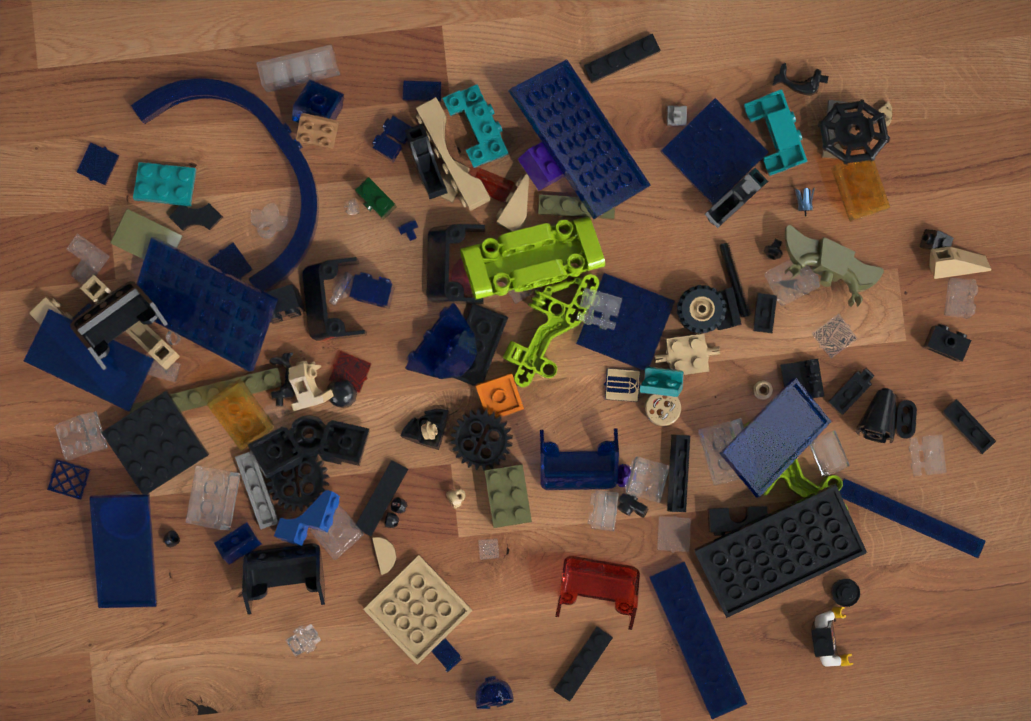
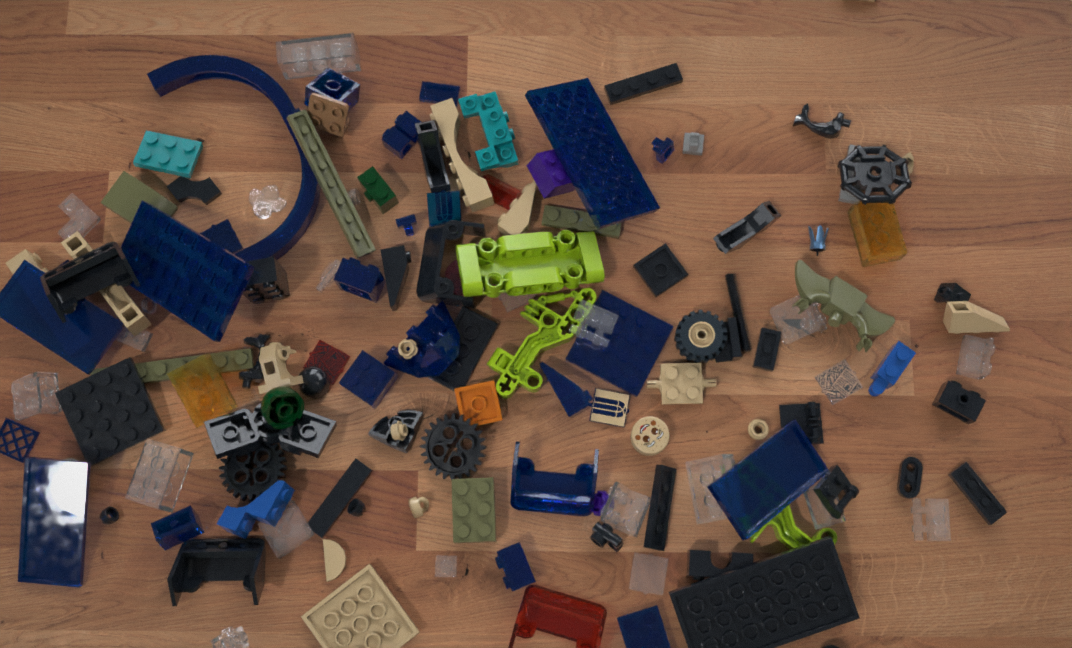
camera: 10 degrees right, 10 degrees down
(98, 164) = (106, 129): clear blue piece -> none
(257, 490) = (208, 475): light grey plate -> none
(318, 422) = (282, 407): none -> dark green cylinder
(319, 325) = (303, 311): black windscreen -> none
(330, 199) = (331, 184): none -> olive plate
(391, 520) = (346, 523): black hinge -> none
(393, 385) = (368, 379): none -> clear blue brick
(404, 276) = (396, 270): none -> black slope
(422, 353) = (402, 348): none -> tan plate
(442, 210) = (443, 207): none -> piece
(552, 542) = (515, 566): none -> clear blue brick
(583, 376) = (570, 394): none -> clear blue slope
(604, 510) = (575, 538): clear brick -> none
(648, 125) = (662, 148): none -> clear blue tile
(657, 246) = (660, 270): none -> black tile
(662, 382) = (652, 407): teal bracket -> none
(714, 151) = (728, 181): clear blue plate -> none
(773, 252) = (781, 287): black plate -> none
(781, 129) = (799, 167): teal bracket -> none
(833, 437) = (830, 487): none -> black plate
(851, 391) = (852, 441): black hinge -> none
(879, 418) = (881, 473): black cone -> none
(881, 319) = (890, 368): none -> blue brick
(911, 518) = (911, 587): clear blue plate -> none

